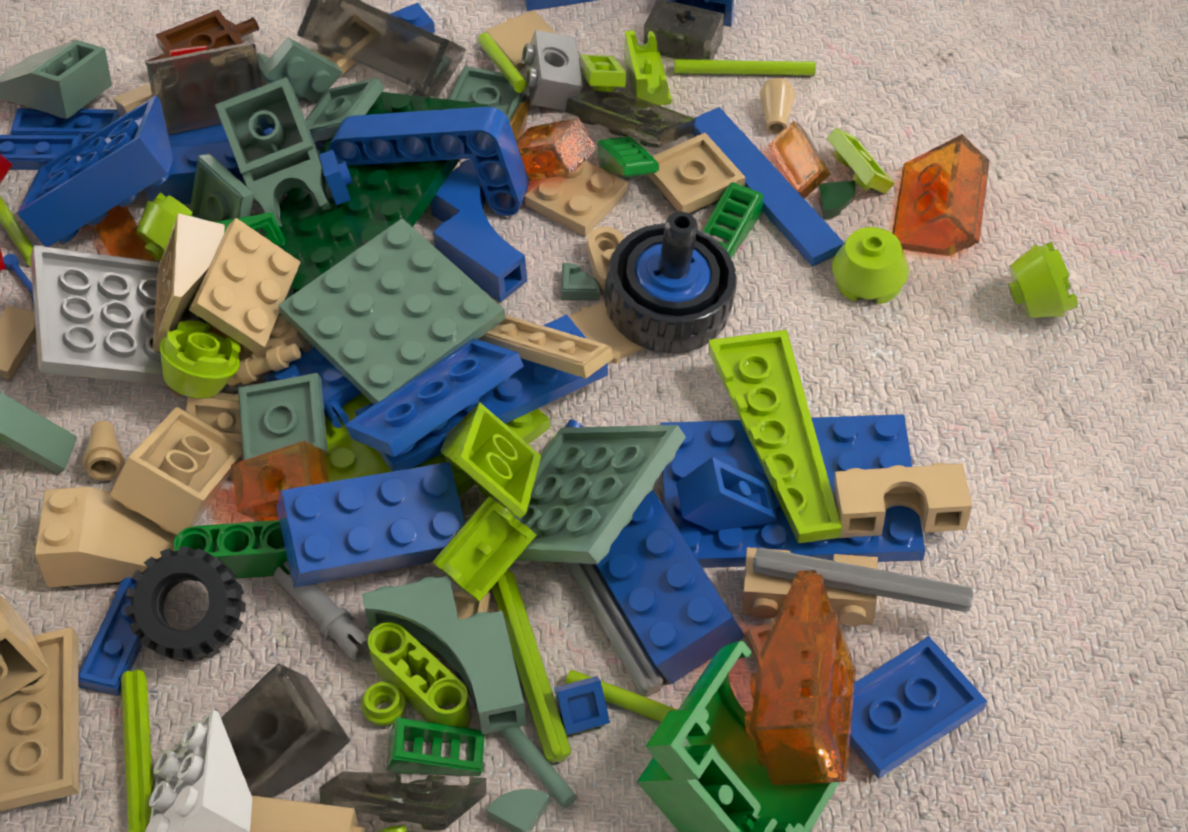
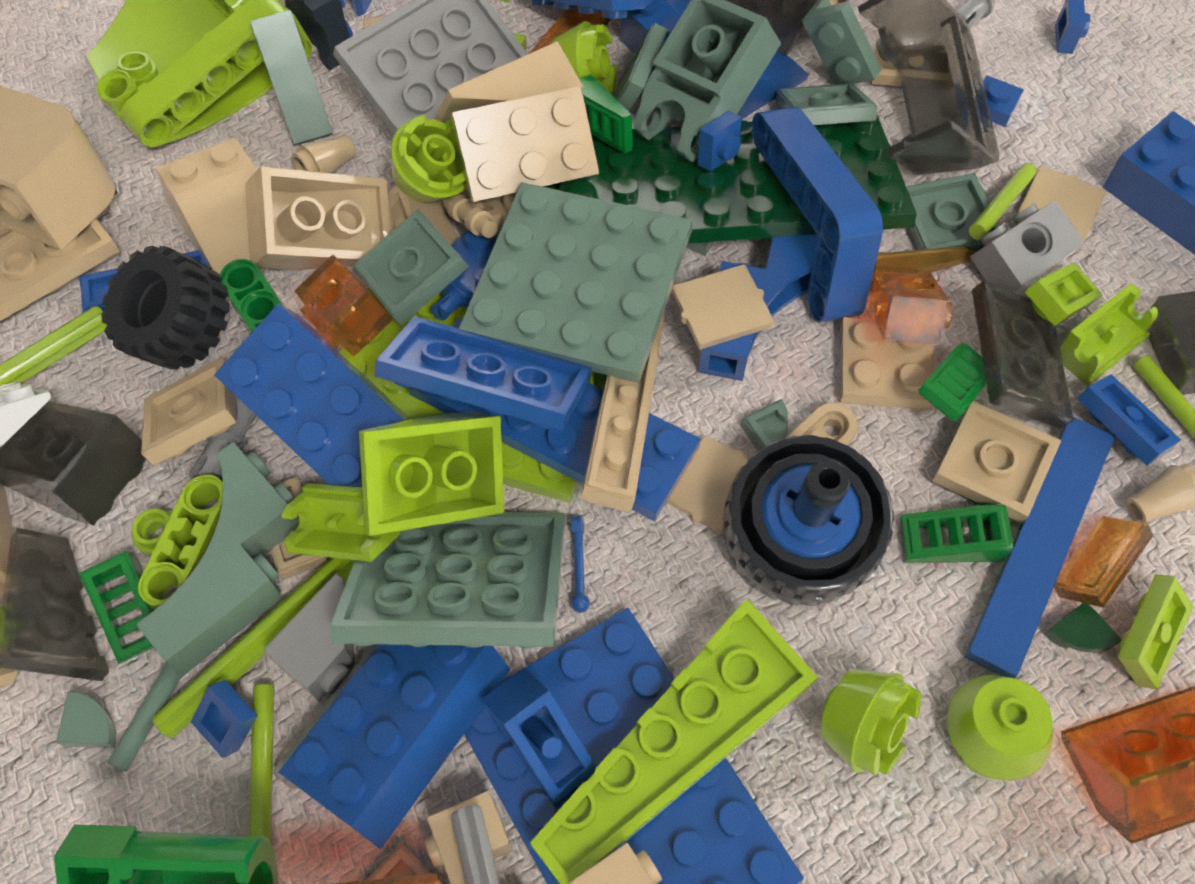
camera: 60 degrees right, 10 degrees up
(296, 627) = (186, 414): none -> tan plate
(476, 246) = (722, 306): none -> tan piece
(562, 619) = (306, 646): none -> light grey slope
(713, 93) = (1128, 419): none -> blue plate
(827, 323) = (868, 719): none -> lime cone

